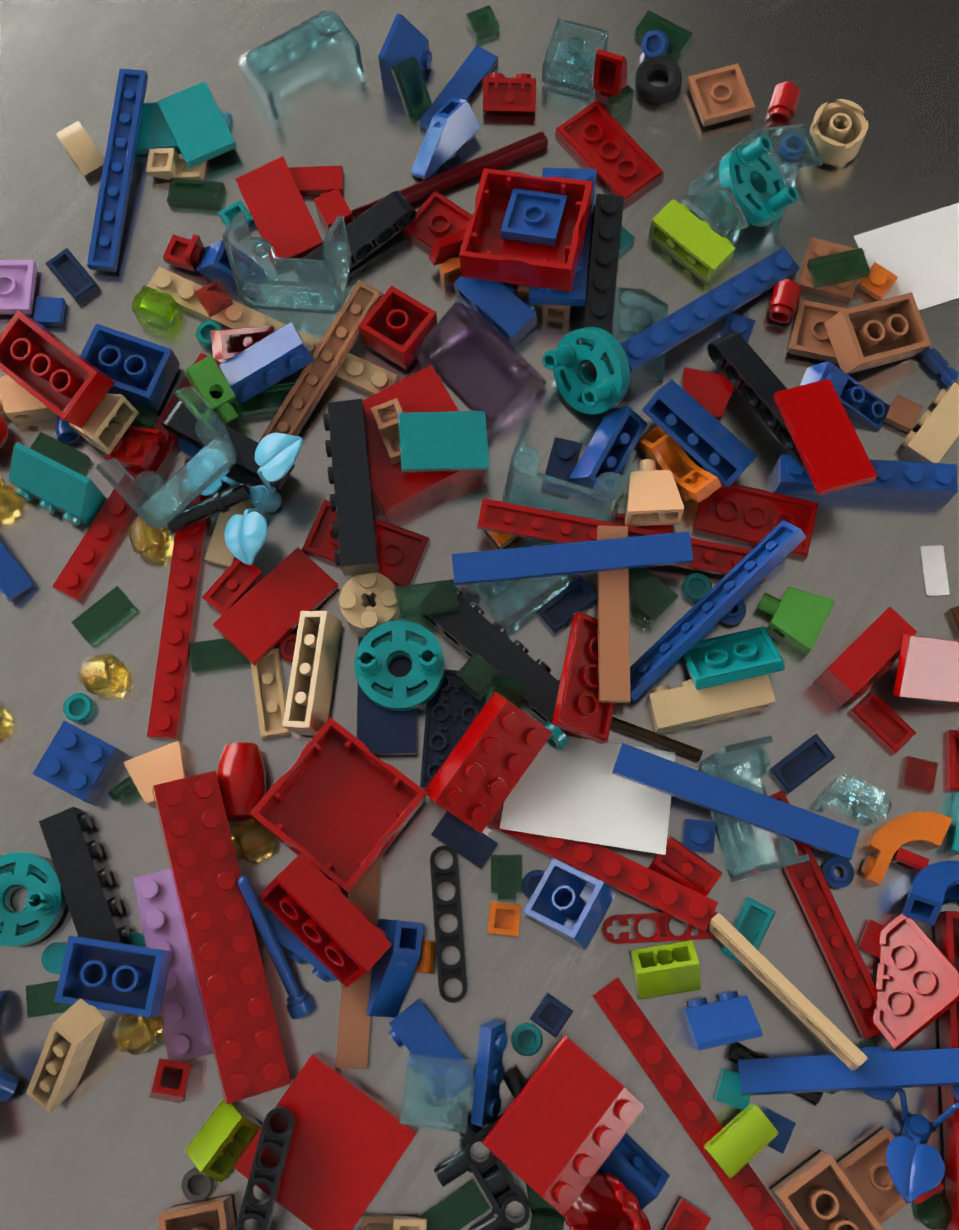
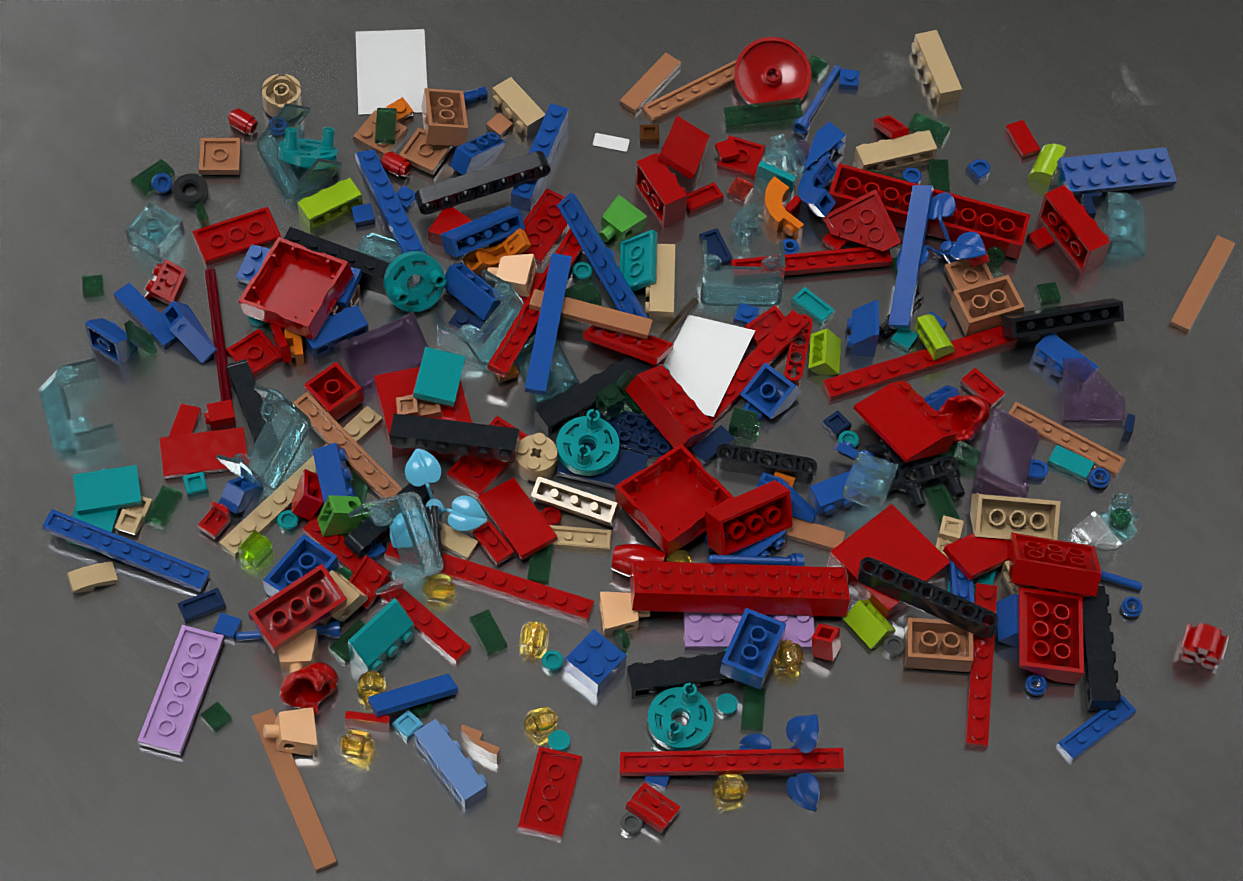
camera: 85 degrees left, 15 degrees down
(65, 1055) = (796, 682): tan brick -> none
(214, 298) = (264, 505): clear red tile -> none
(426, 598) = (547, 416): clear green tile -> none
(504, 919) = (770, 433): orange plate -> none
(534, 217) = (287, 282): blue plate -> none
(560, 610) = (572, 347): dark blue tile -> none
(609, 74) = (188, 209): red slope -> none
(692, 285) = (363, 214): none -> blue tile
(736, 802) = (732, 282): blue tile -> none
(787, 993) = (855, 285): tan tile -> none
(824, 437) = (515, 158): red tile -> none

